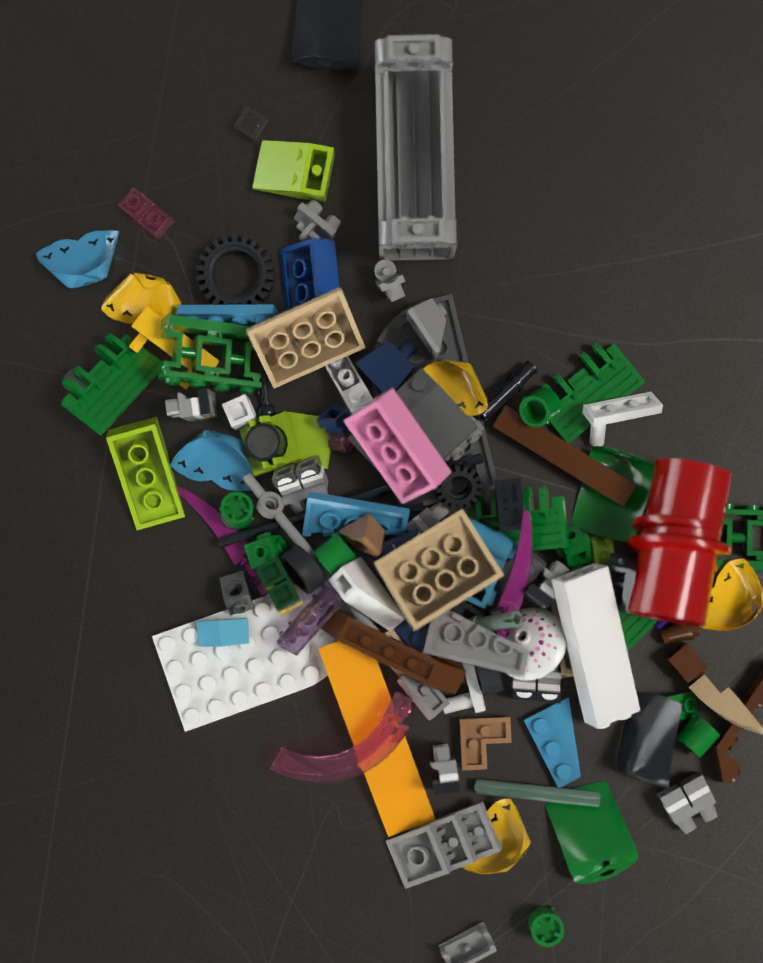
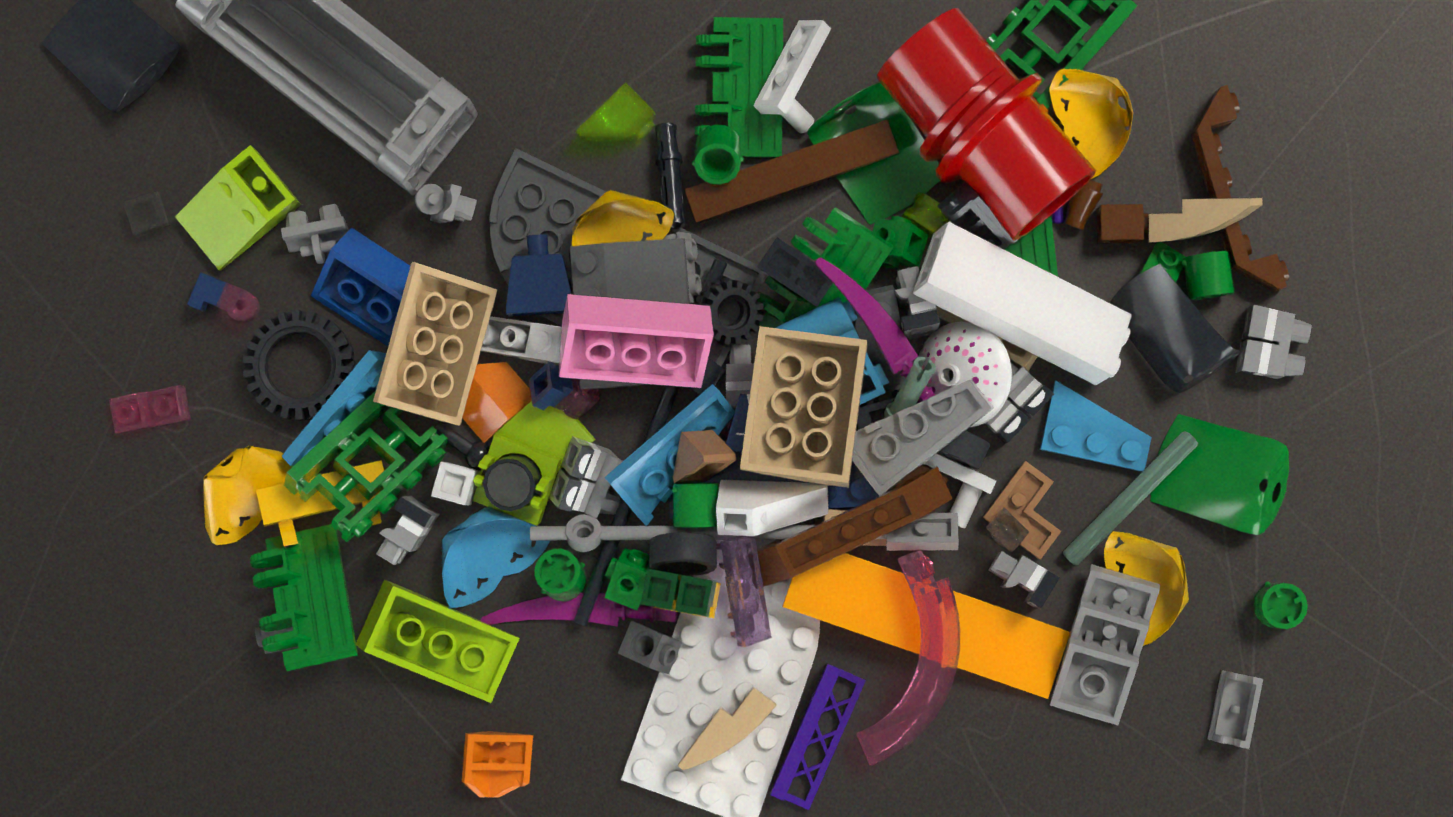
camera: 55 degrees left, 0 degrees up
(82, 261) = (145, 522): dark azure piece -> none
(106, 559) = (496, 762): none -> orange slope
(223, 632) = (680, 697): medium azure slope -> none
(226, 673) = (728, 729): none -> tan slope
(242, 209) = (236, 301): none -> leg
(257, 718) = (805, 731): none -> dark purple fence
(304, 395) = (494, 398): none -> orange slope
(429, 324) = (530, 200): light grey slope -> none
(462, 738) = (1007, 530): none -> clear smoke plate
(514, 337) = (619, 119): none -> clear neon green slope

